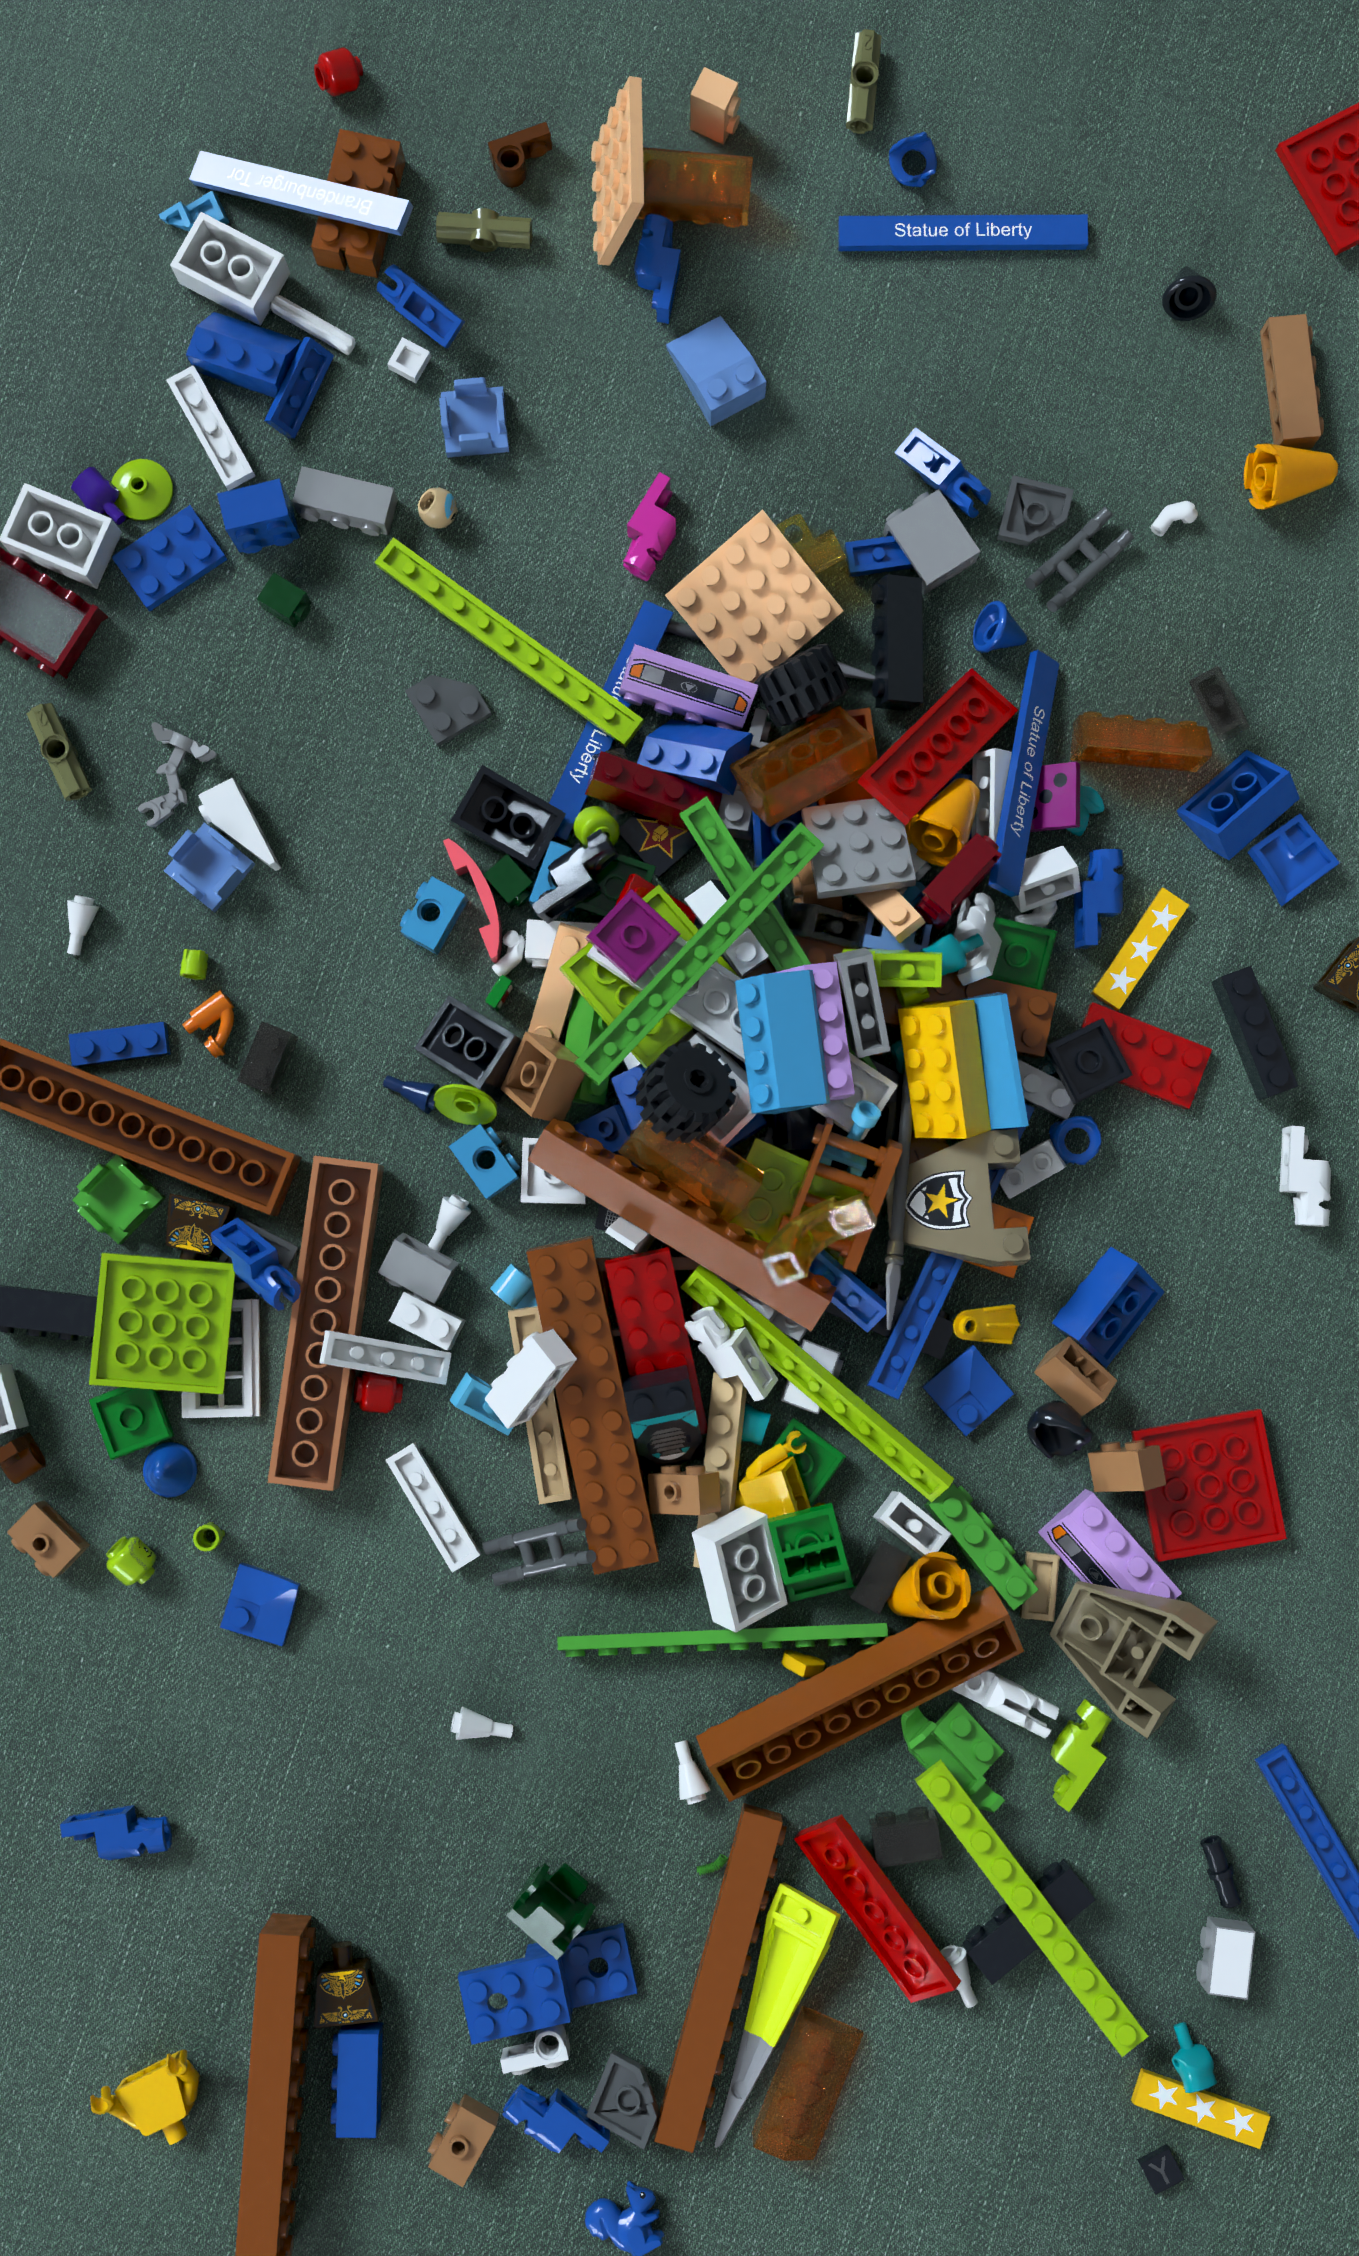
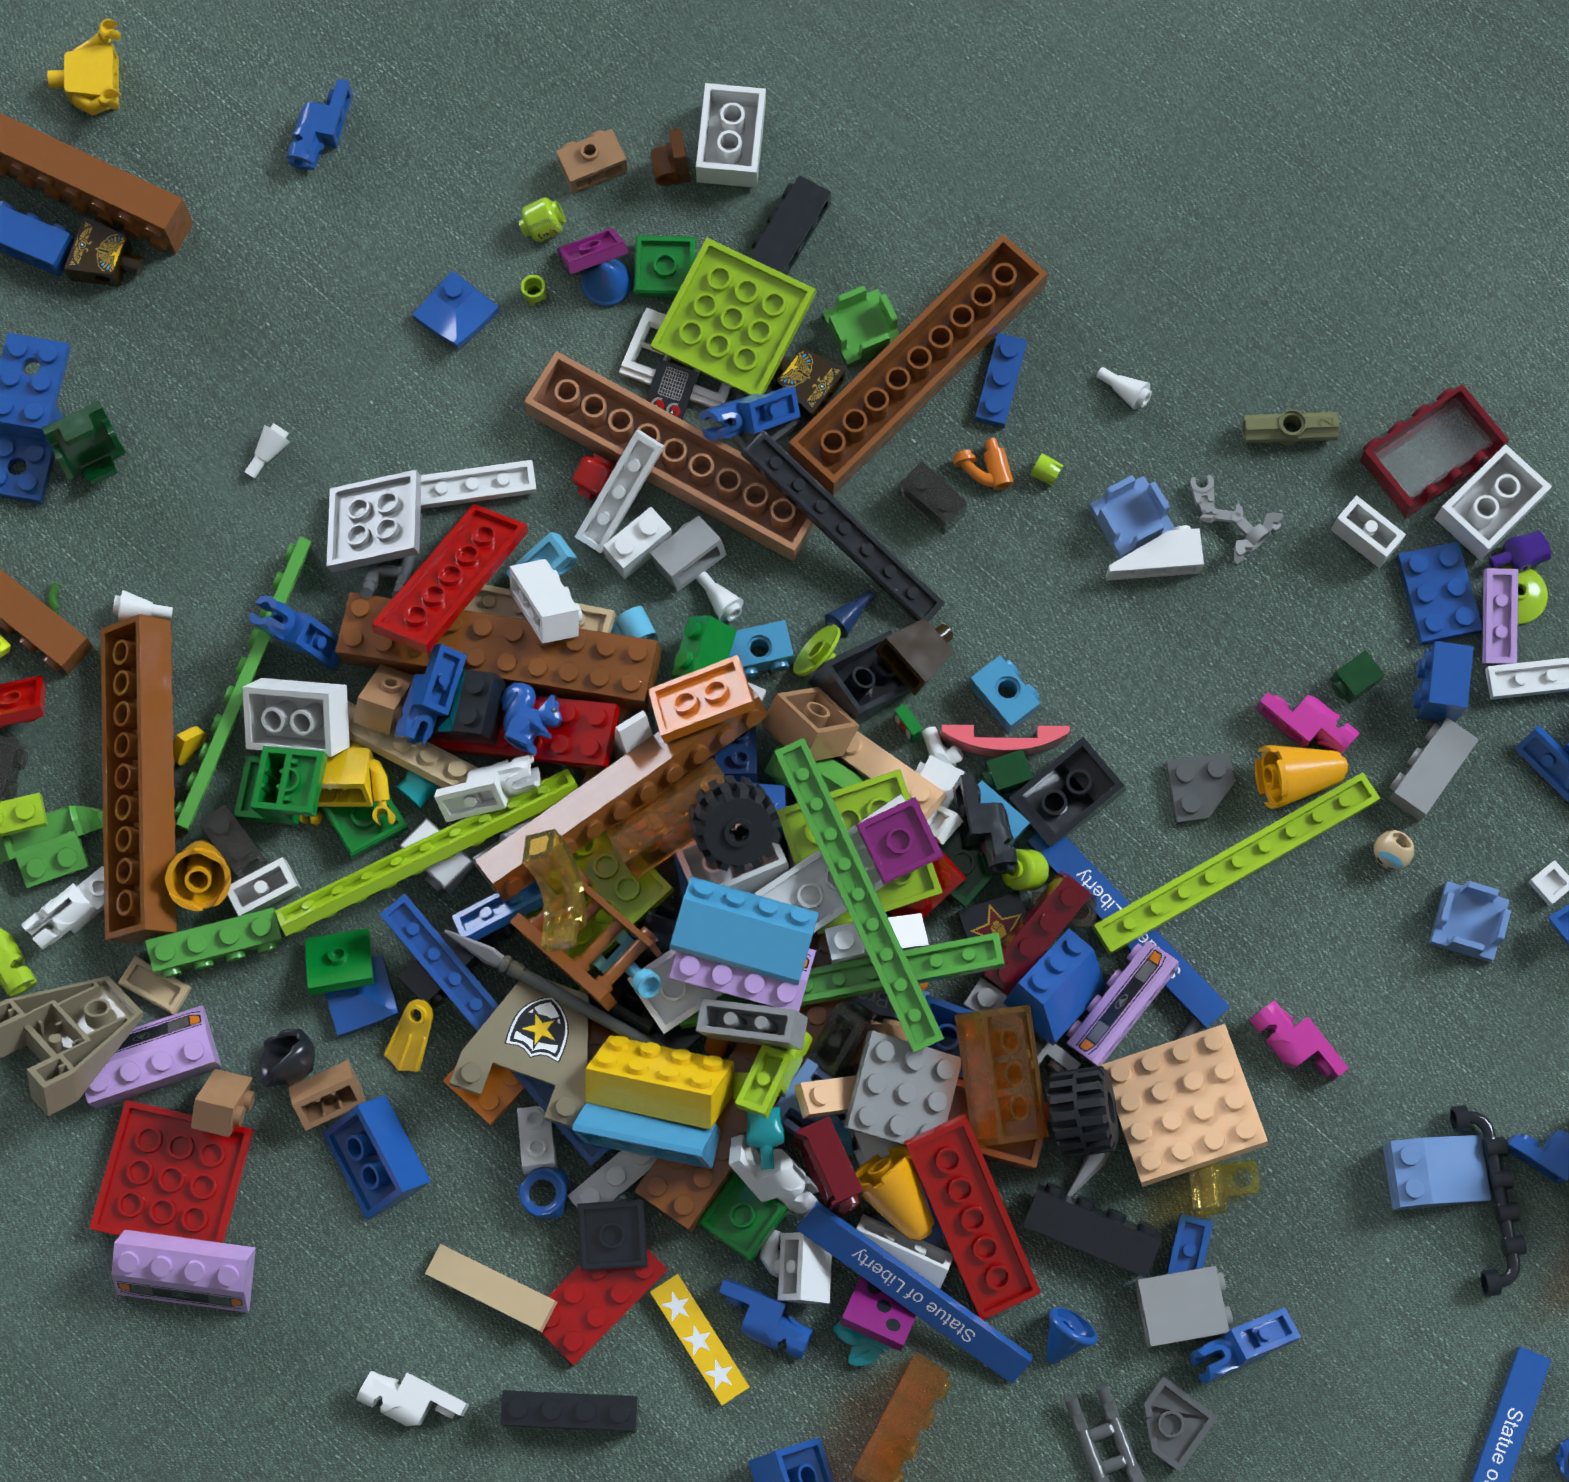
camera: 110 degrees right, 10 degrees down
(137, 639) = (1368, 531): none -> white brick
(145, 1495) = (592, 250): none -> magenta tile
(171, 491) = (1500, 616): none -> lavender plate
(258, 1356) = (672, 387): none -> black sticker
(335, 1130) = (842, 527): none -> black tile
(346, 628) = (1308, 721): none -> dark pink plate
(402, 620) = (1296, 772): none -> light orange cone
(430, 1008) = (916, 653): none -> dark brown torso
(512, 1584) = (374, 521): none -> plate
(515, 1206) = (703, 644): none -> green slope
(543, 1481) = (449, 578): none -> red plate
(569, 1182) = (701, 699): none -> plate
(588, 914) = (944, 823): none -> white plate
(654, 1606) = (297, 631): none -> blue plate
(658, 1344) = (524, 722): none -> blue animal
(668, 1446) = (430, 695): none -> blue plate
(726, 298) = (1505, 1211): none -> black bar
(947, 1422) = (339, 961): none -> green plate
(1179, 1151) = (491, 1288): none -> tan tile
(1285, 1435) = (183, 1270): none -> lavender slope

